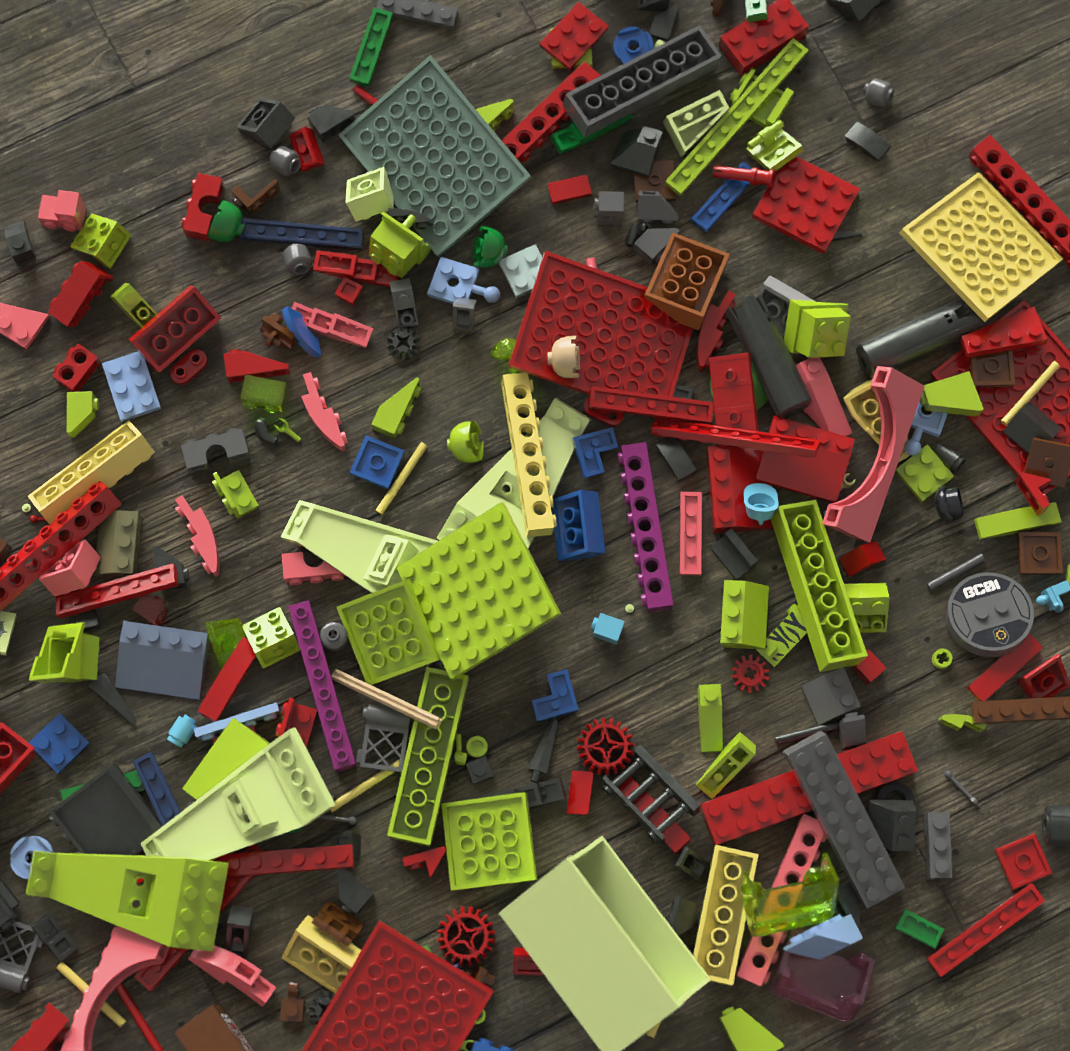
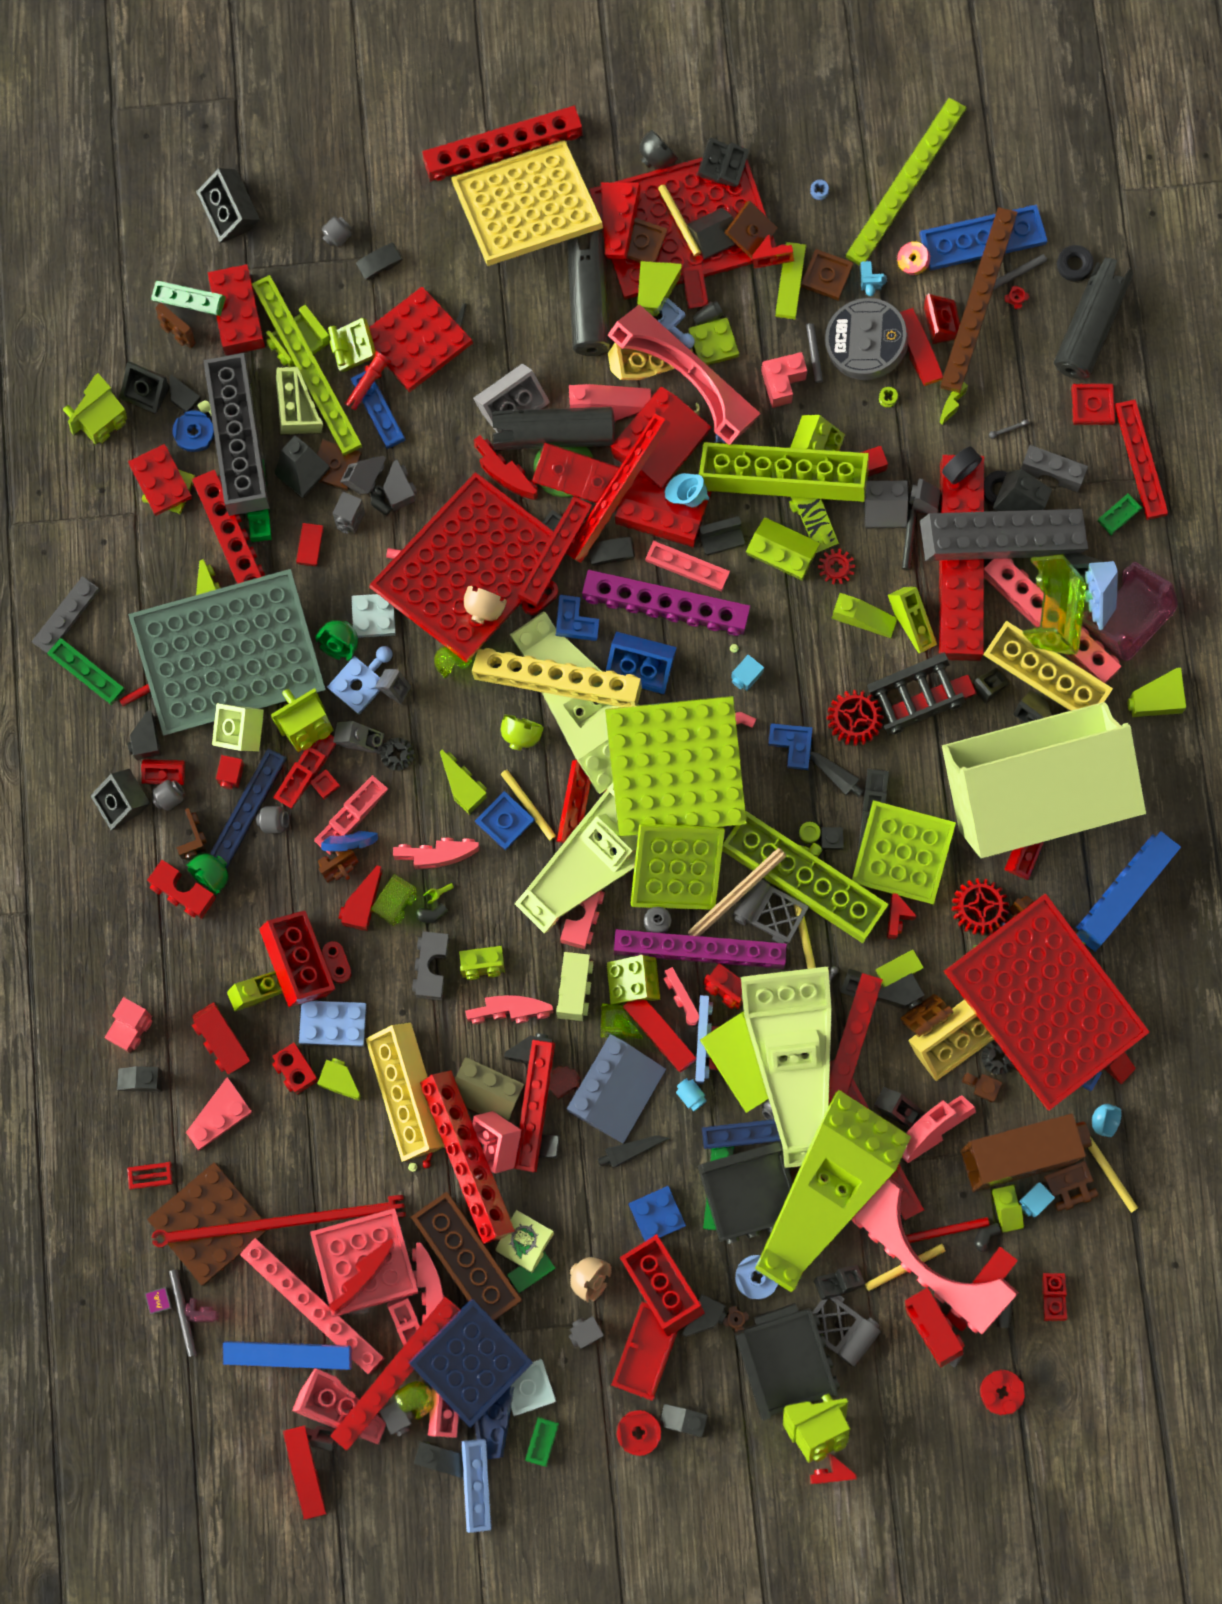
camera: 65 degrees left, 0 degrees up
(66, 656) = (579, 1173): lime piece -> none
(101, 239) = (171, 999): lime bracket -> none
(243, 584) = (574, 986): none -> yellowish green wedge
(271, 686) = (681, 998): none -> coral plate
(326, 204) = (229, 772): none -> red brick
(376, 881) = (899, 968): none -> lime tile
(401, 215) = (273, 704): pearl dark grey slope -> none
(418, 518) = (574, 802): none -> red plate
(561, 637) = (745, 719): none -> coral arm
(580, 793) = (887, 756): red slope -> none
(686, 279) = (450, 470): dark orange slope -> none
(817, 328) = (545, 375): lime piece -> none
(862, 558) = (770, 427): red slope -> none
(894, 750) = (962, 465): none -> black tyre
(916, 545) = (779, 374): none -> coral brick
(948, 503) = (752, 331): black piece -> none
(970, 433) = (694, 286): none -> red tile

